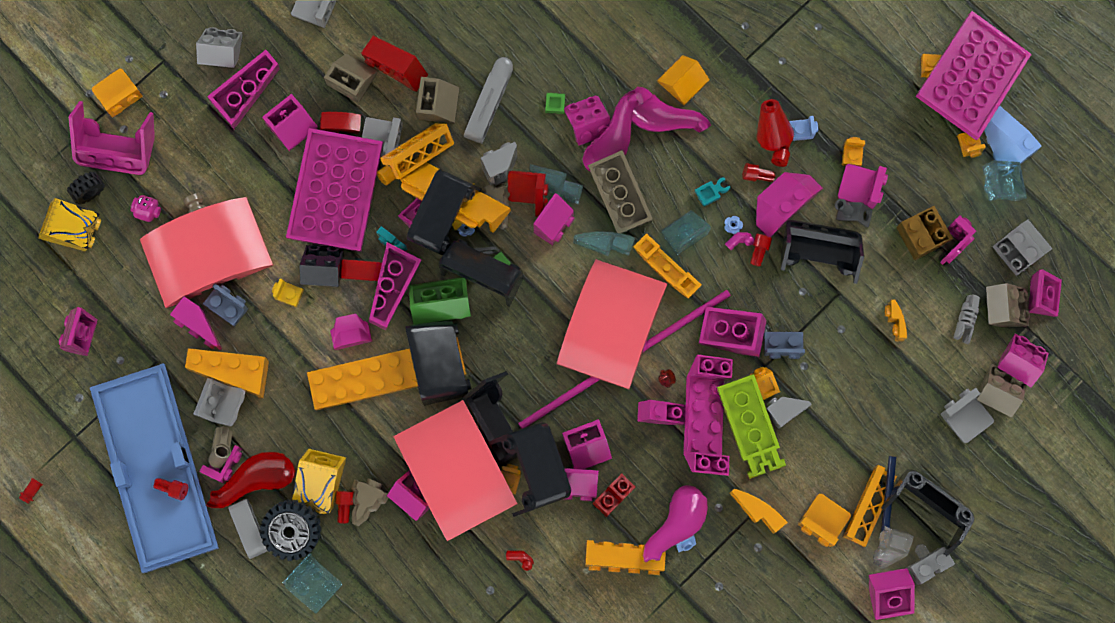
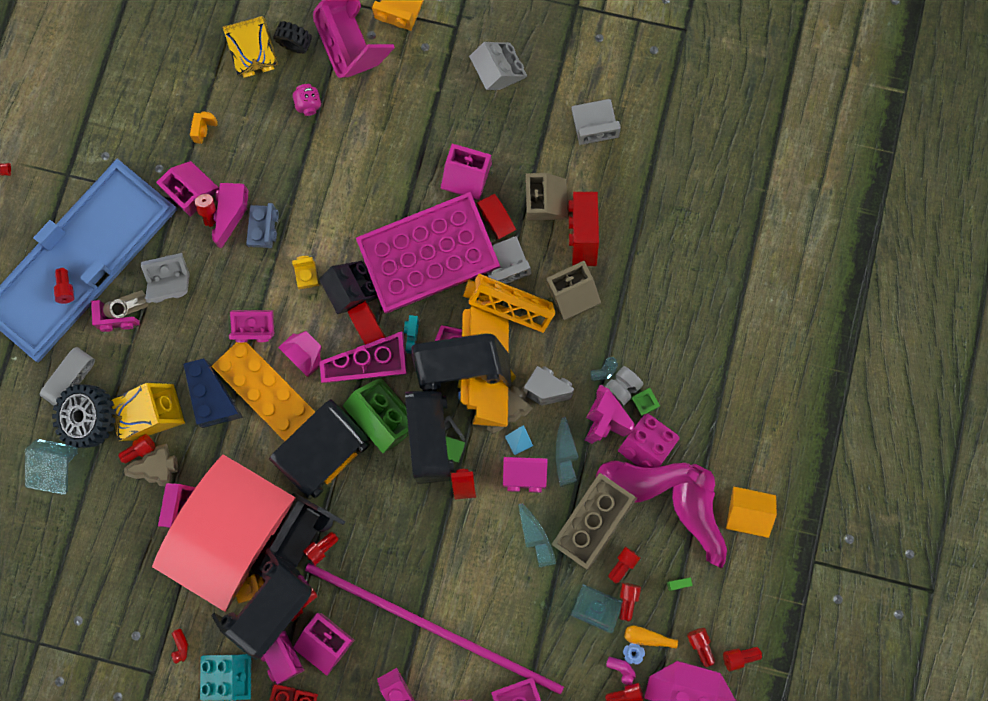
camera: 65 degrees right, 0 degrees up
(78, 332) = (157, 117): dark pink slope -> none
(108, 304) = (199, 125): none -> light orange bracket
(154, 344) = (186, 183): none -> dark pink slope
(184, 337) = (206, 208): none -> red piece
(194, 202) = (336, 140): dark tan wheel -> none
(205, 250) = (302, 176): coral slope -> none
(230, 369) = (203, 272): light orange wedge -> none
(243, 89) = (471, 111): dark pink wedge -> none
(258, 472) = (122, 354): red animal -> none
(303, 358) = (251, 325): none -> dark pink bracket
(338, 422) = (208, 395): none -> dark blue wedge
(489, 100) = (606, 338): light grey piece -> none
(513, 411) = (315, 552): none -> red piece
(514, 116) = (607, 370): none -> clear light blue arm
(524, 211) = (519, 440): none -> medium azure slope
(528, 188) = (541, 430): red bracket -> none
(533, 268) = (463, 484): none -> red slope
(534, 112) = (624, 384): none -> light grey wheel
(549, 135) = (606, 416): none -> dark pink piece
(565, 537) = (225, 677): none -> teal bracket
(611, 324) = (459, 593): coral slope -> none
(663, 187) = (627, 560): none -> red piece
(666, 267) = (548, 613): light orange slope -> none
(667, 378) = (437, 681): clear red plate -> none
(689, 200) = (630, 594): none -> red piece
(703, 161) = (678, 584): none -> bright green tile
(709, 192) = (650, 609): teal plate -> none
(724, 211) = (643, 636): none -> light orange piece
(773, 126) = (757, 635): red cone -> none
(804, 129) = (779, 664): light blue bracket -> none

